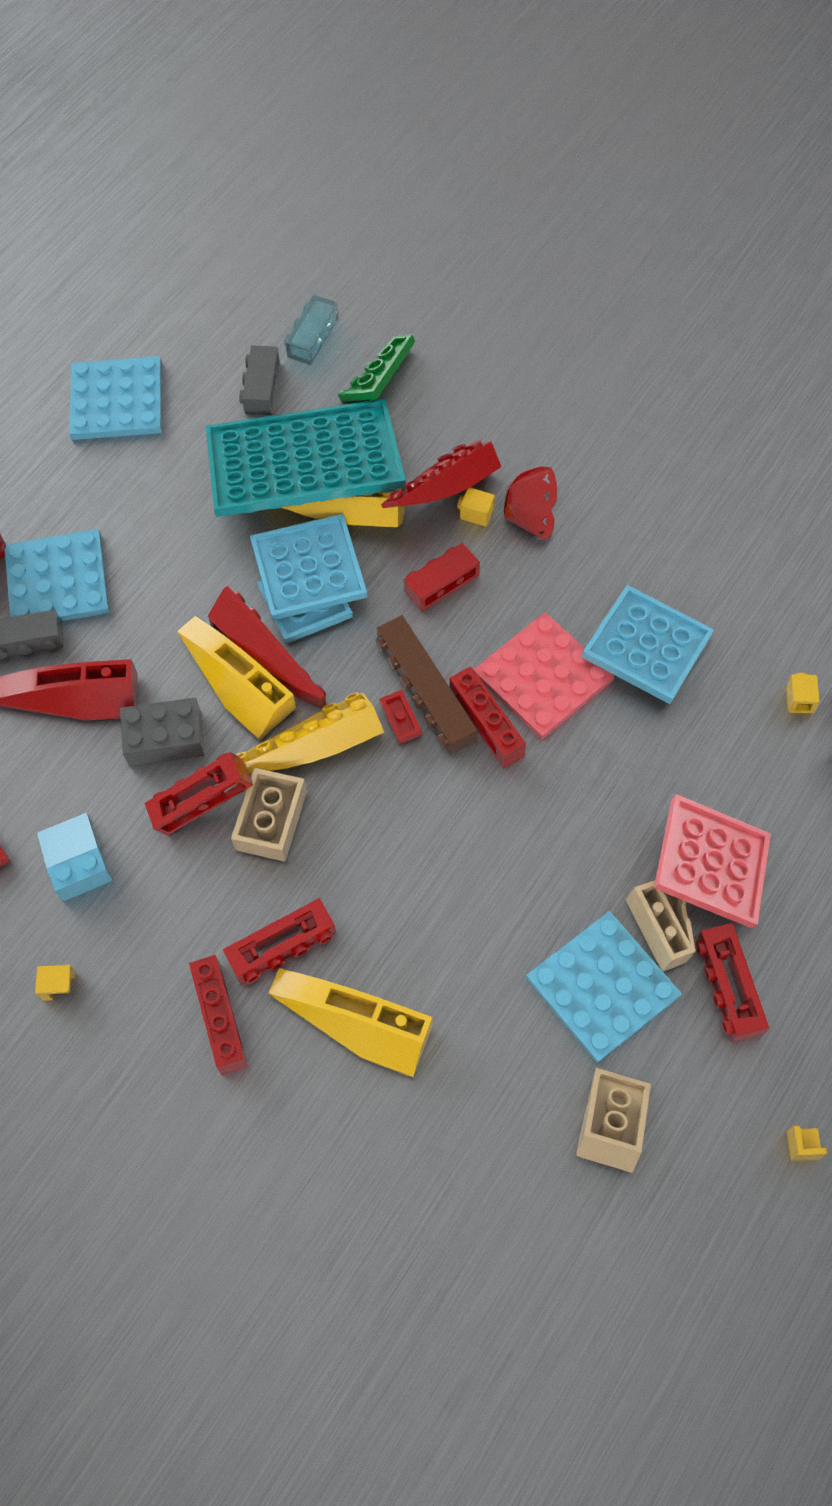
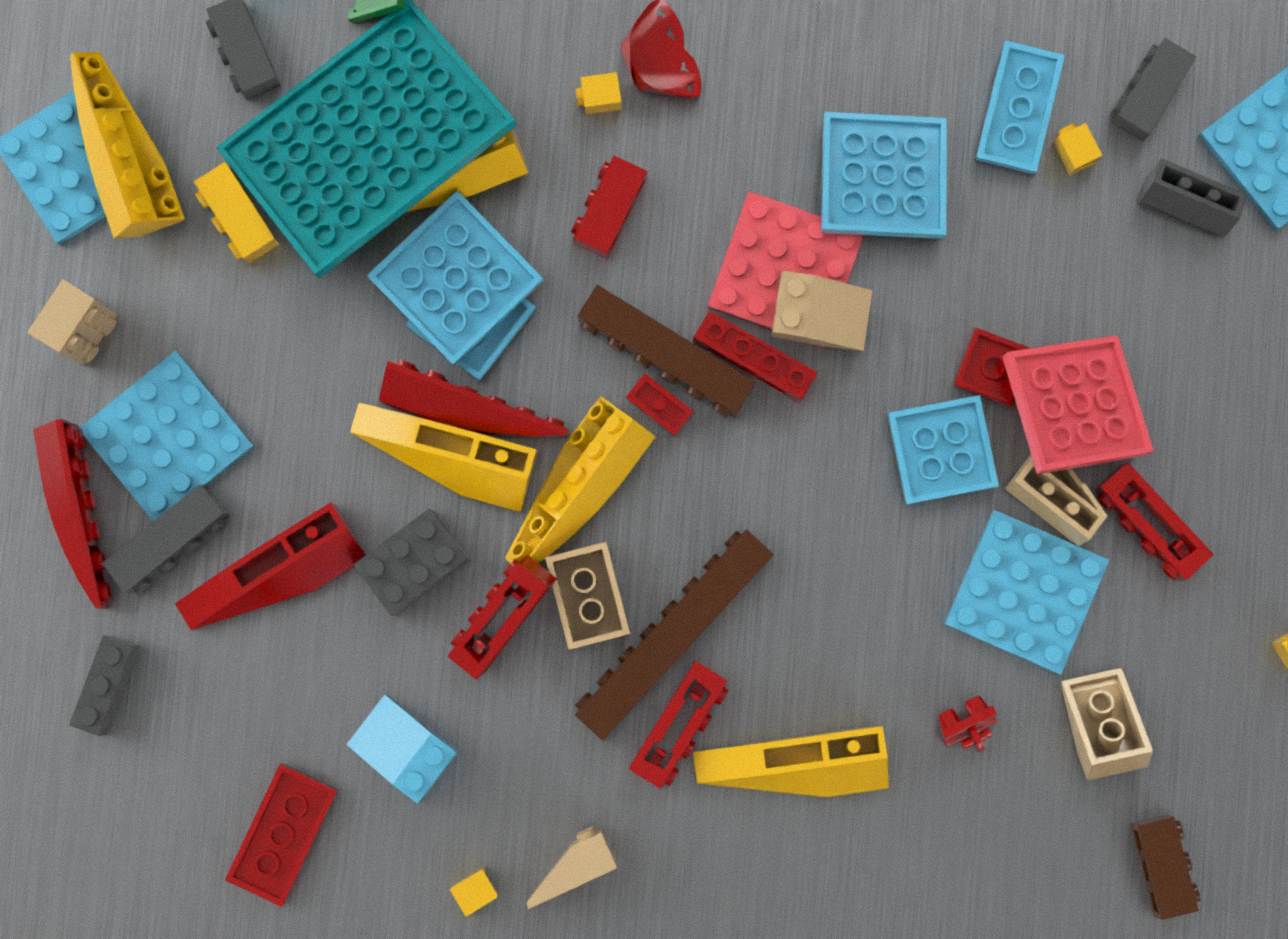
camera: 30 degrees left, 20 degrees up
(42, 472) = (73, 323): none -> tan brick
(137, 999) = (582, 862): none -> tan slope
(143, 398) = (121, 154): none -> yellow wedge
(191, 468) = (235, 213): none -> yellow brick
(218, 1015) = (662, 834): red brick -> none
(315, 875) = (674, 634): none -> reddish brown brick
(448, 476) = (549, 80): red wedge -> none
(503, 1062) = (980, 718): none -> red hips
(550, 705) = (821, 311): none -> tan slope
(592, 849) = (942, 450): none -> medium azure plate
(607, 1264) = (1165, 866): none -> reddish brown brick
(652, 808) = (983, 367): none -> red plate
(772, 649) = (1020, 107): none -> medium azure plate

